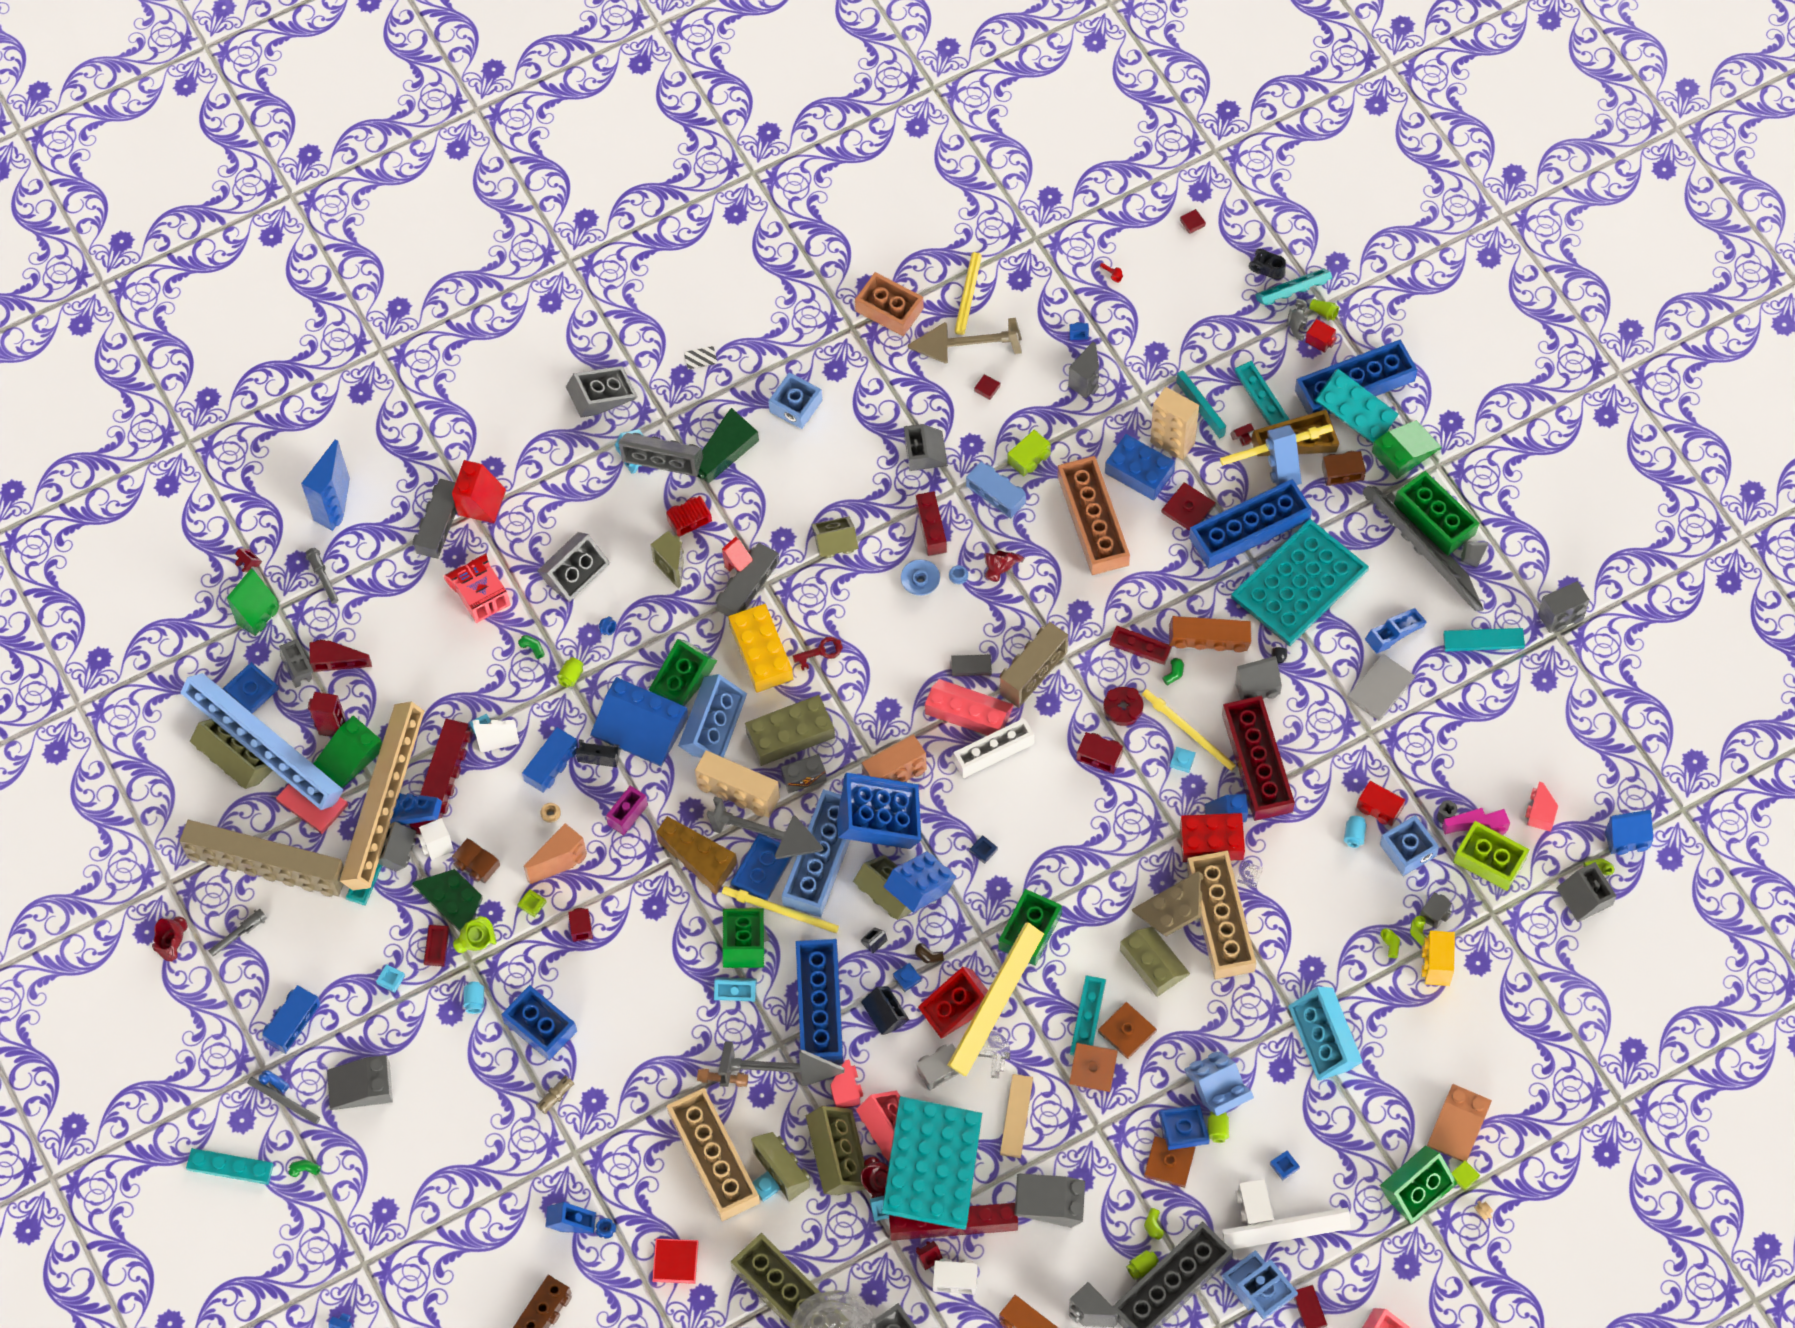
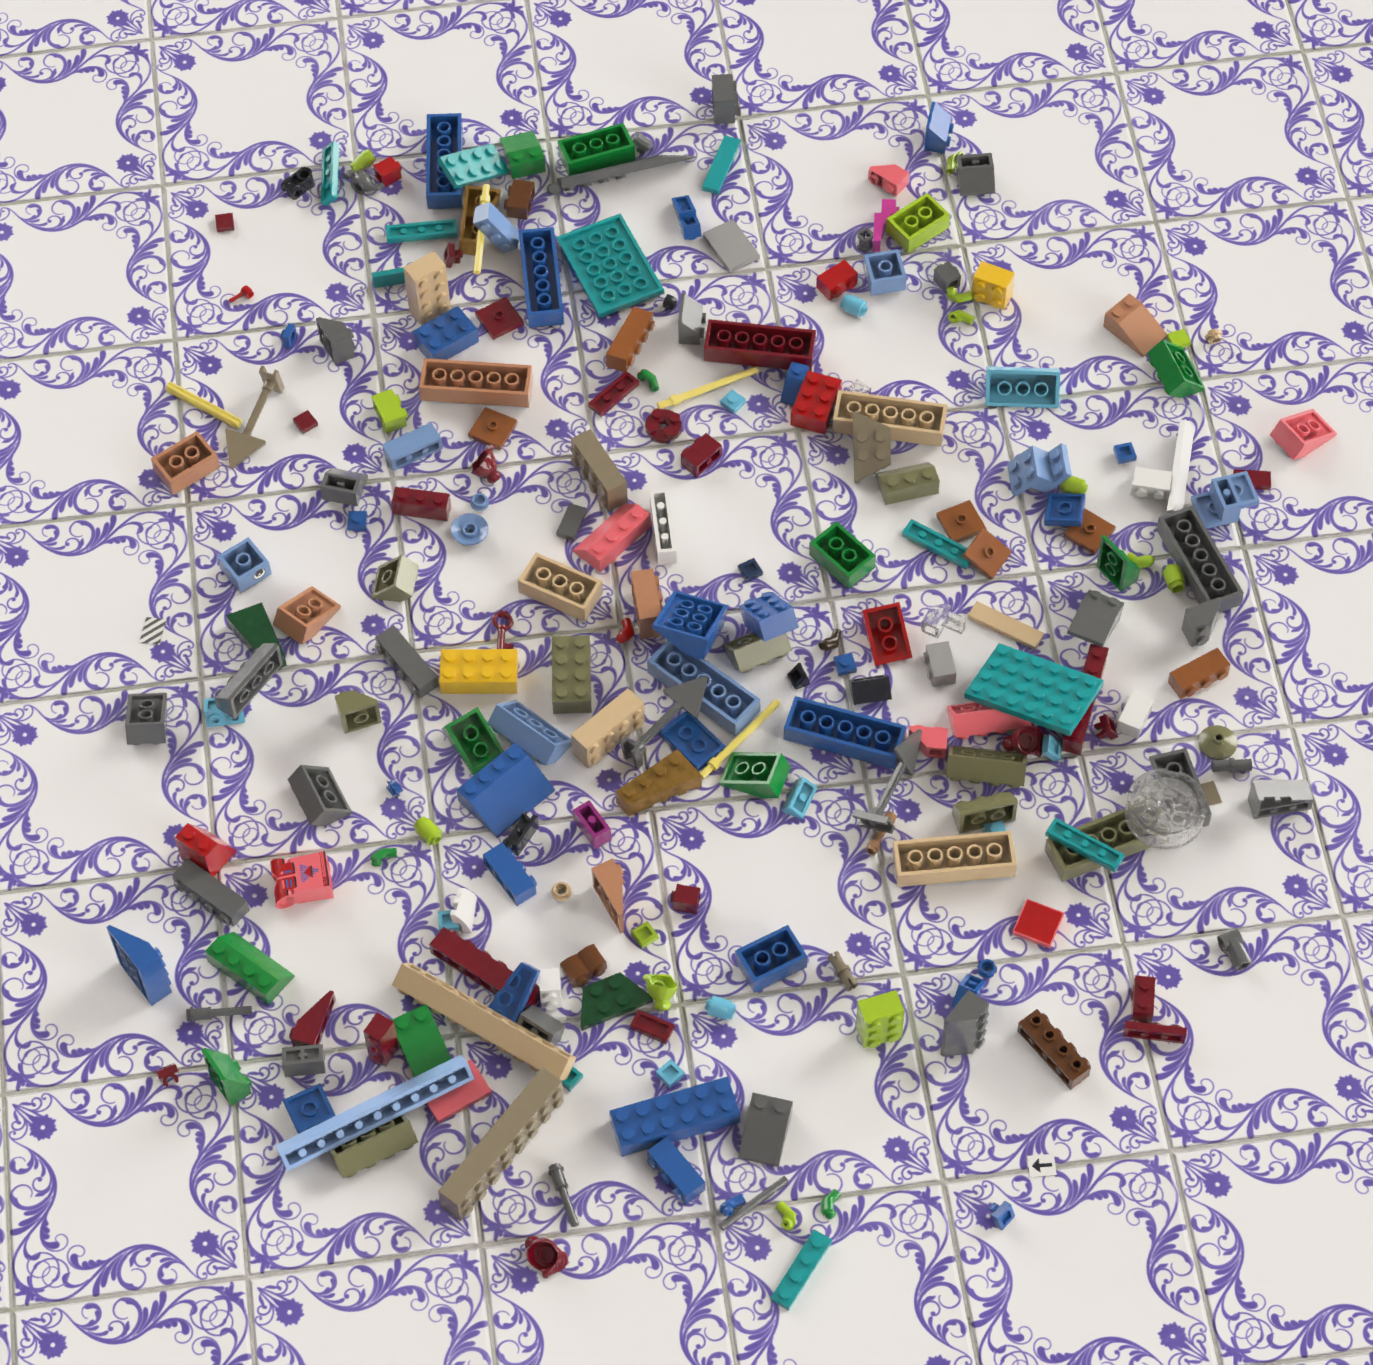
camera: 70 degrees left, 5 degrees down
(280, 1136) = (789, 1216): none -> lime arm
(345, 997) = (674, 1116): none -> blue brick
(376, 580) = (248, 966): none -> green slope
(499, 1142) = (880, 1019): none -> lime brick
(516, 1220) = (965, 1026): none -> dark grey slope
(688, 516) = (316, 687): red brick -> none
(735, 555) = (381, 657): slope -> none
(765, 1271) = (1084, 845): none -> teal tile
(766, 475) = (305, 614): none -> nougat slope
(803, 773) = (618, 675): dark grey brick -> none
(855, 761) = (627, 632): none -> red arm
(884, 681) = (560, 586): none -> tan brick
(892, 477) = (357, 520): none -> blue plate
(995, 999) = (904, 595): light yellow tile -> none
(1051, 553) = (492, 428): none -> dark orange plate
(1131, 1199) = (1116, 565): none -> green slope

